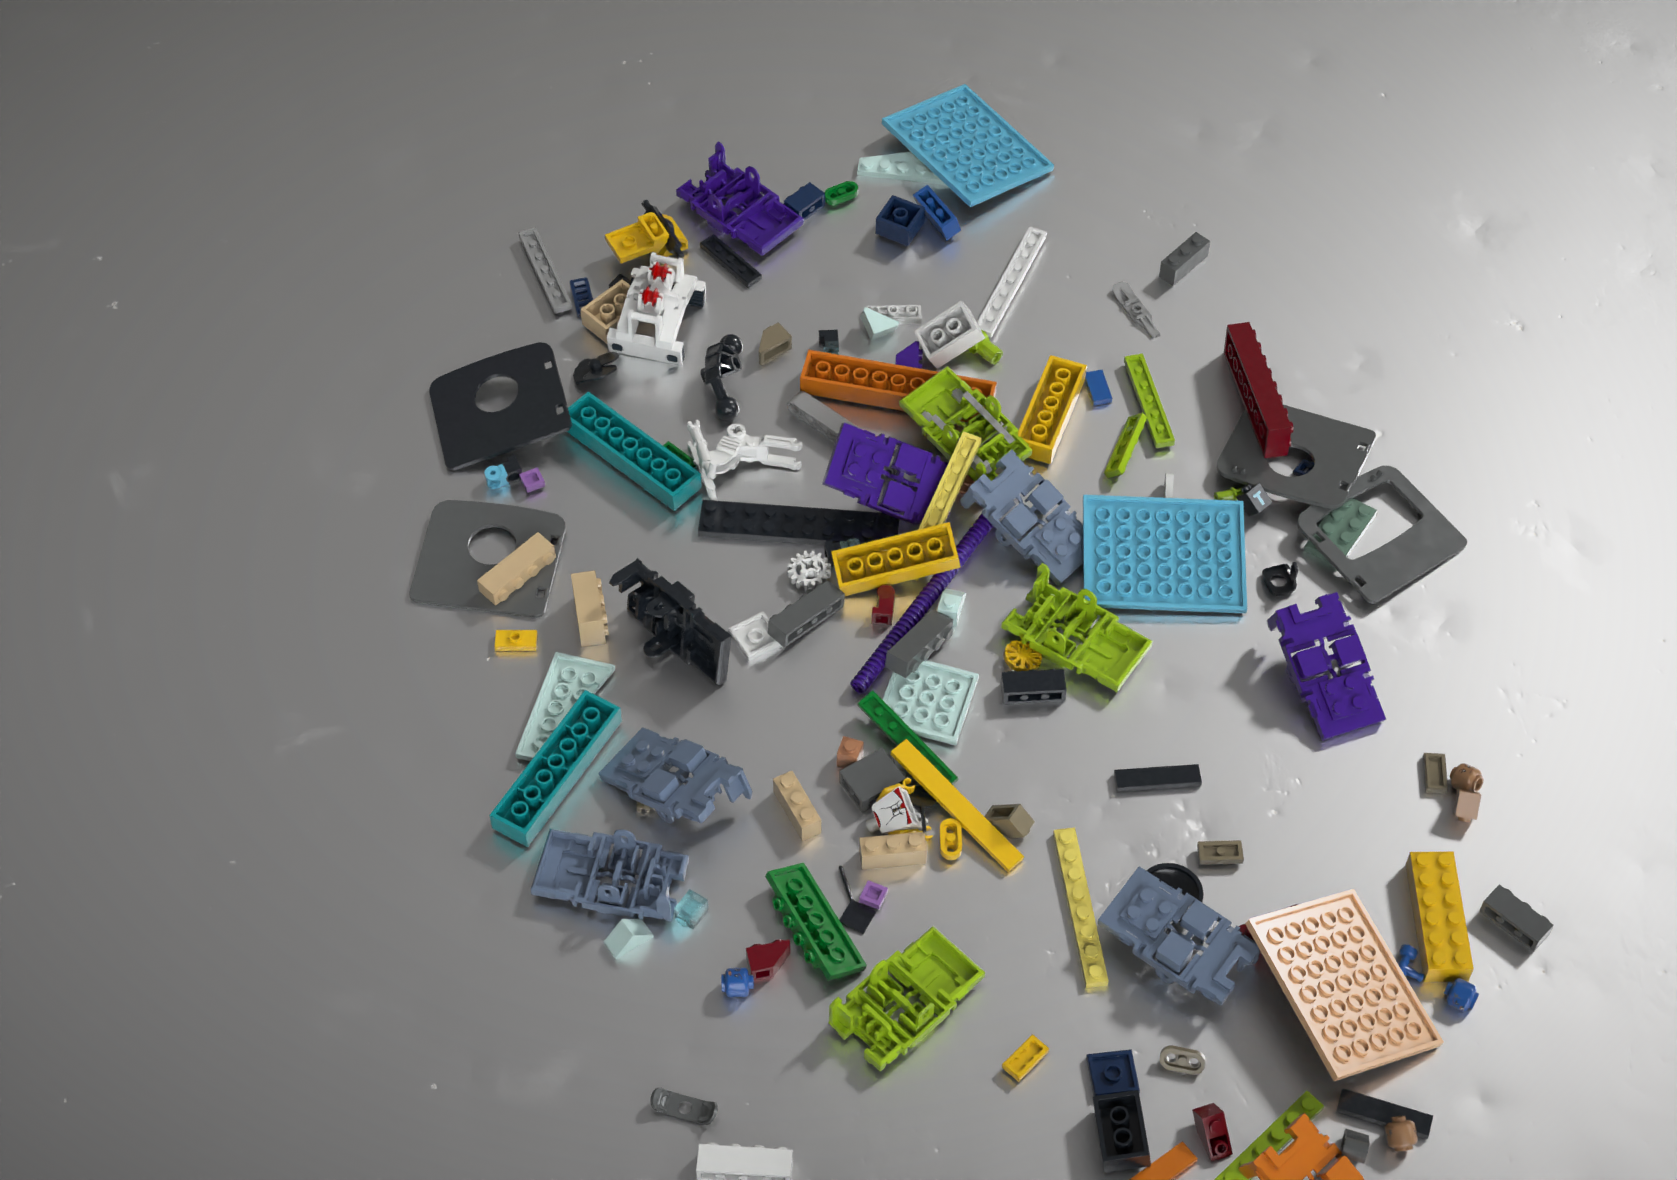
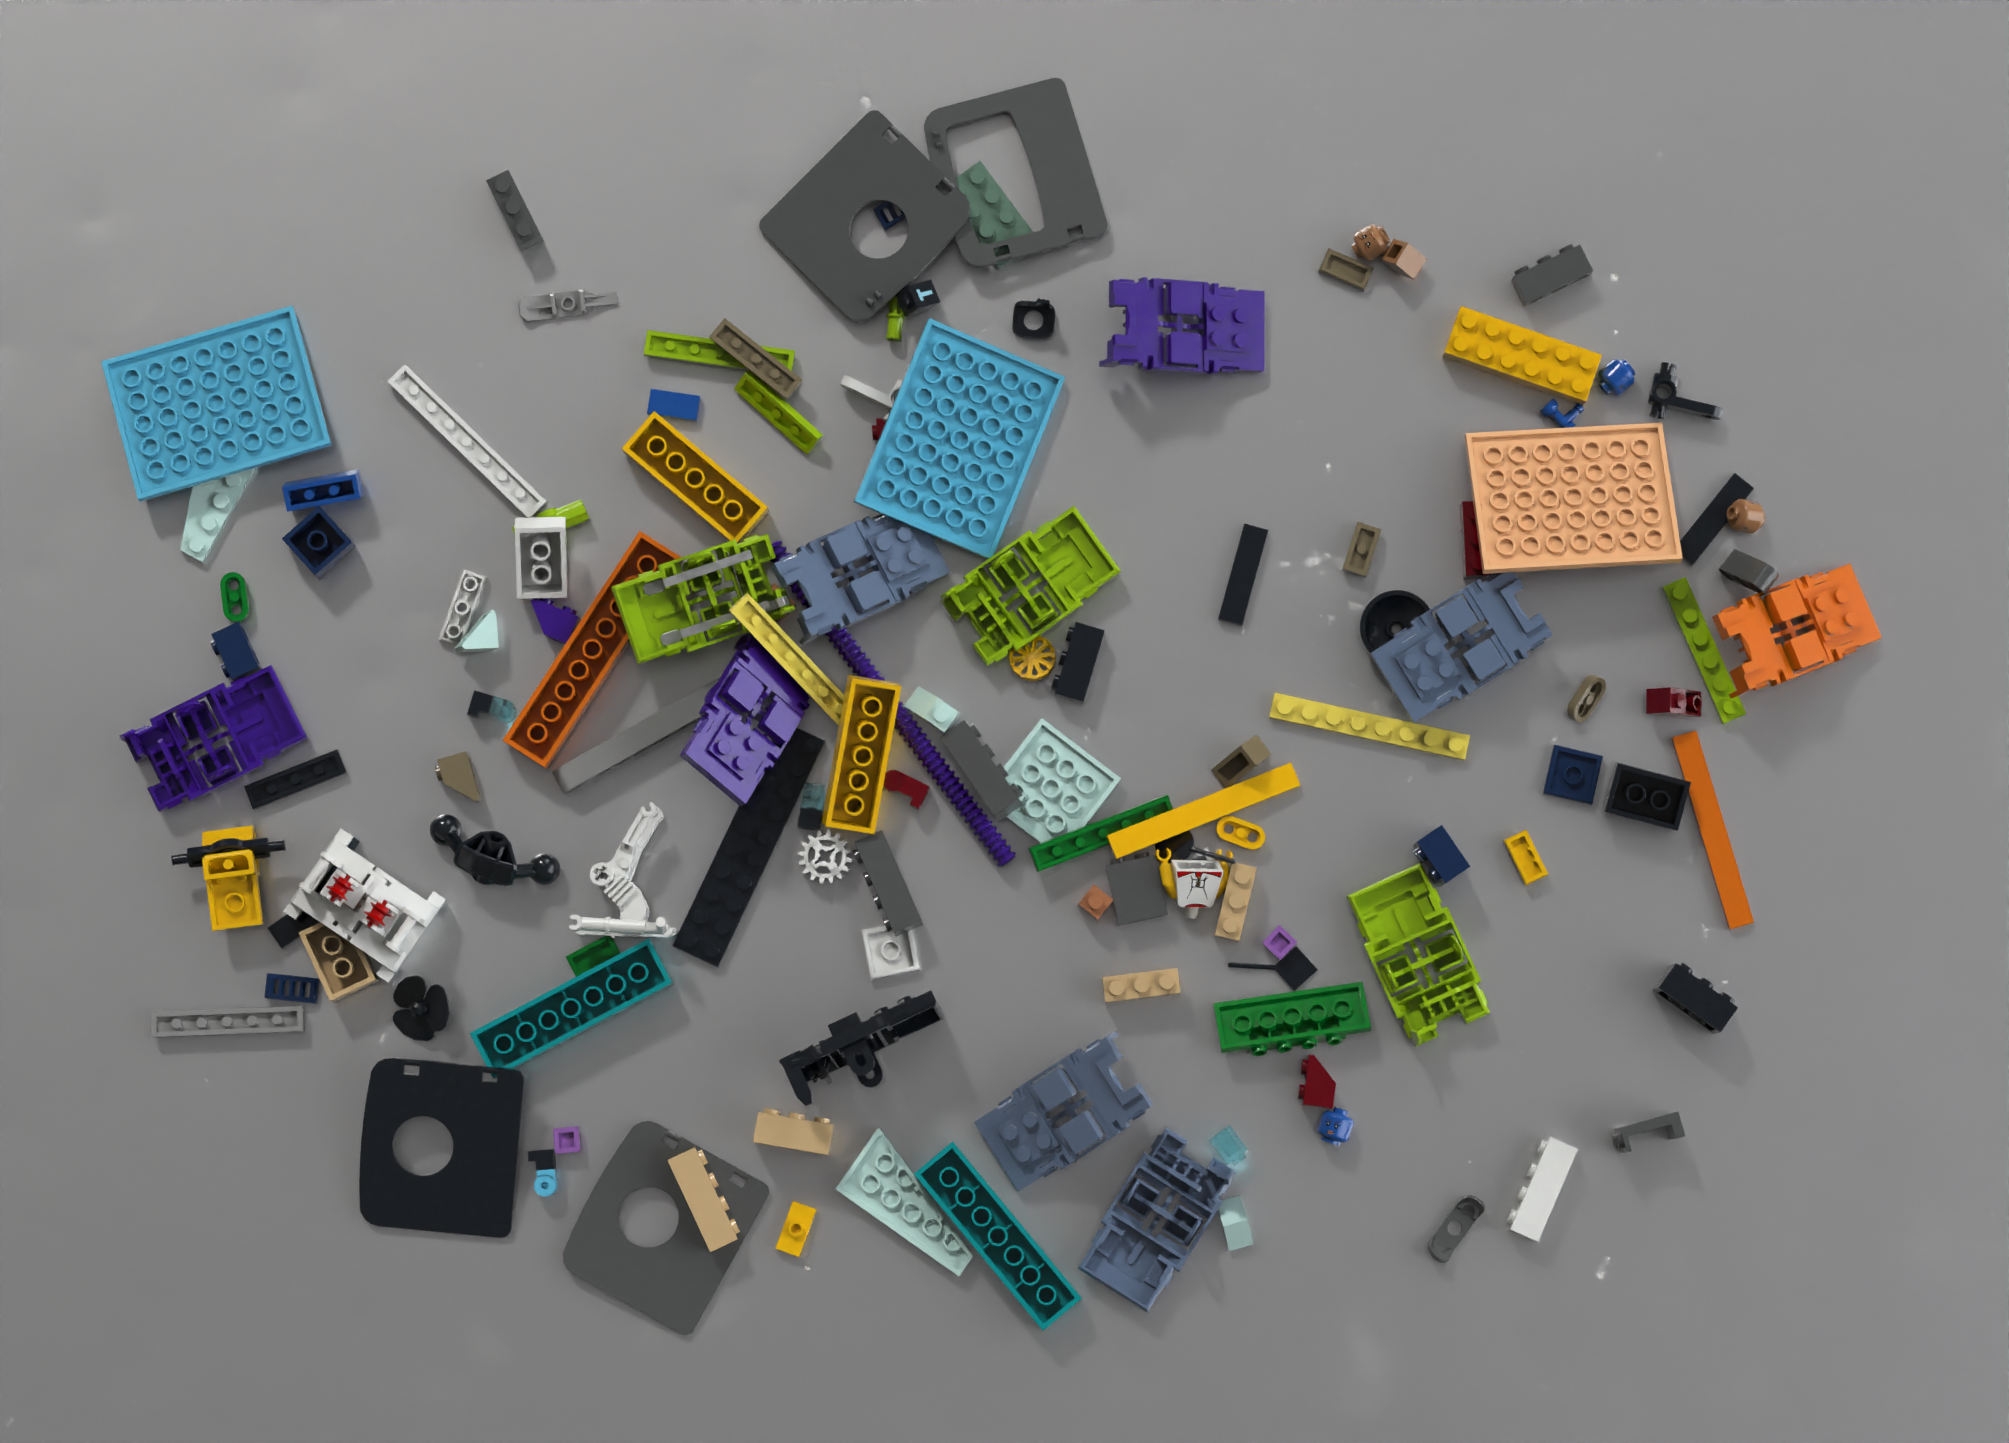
camera: 70 degrees left, 30 degrees up
(996, 984) = (1440, 856): none -> dark blue brick
(1156, 415) = (755, 359): none -> dark tan plate
(1258, 390) = (767, 222): dark red brick -> none
(1466, 1045) = (1668, 381): none -> black piece

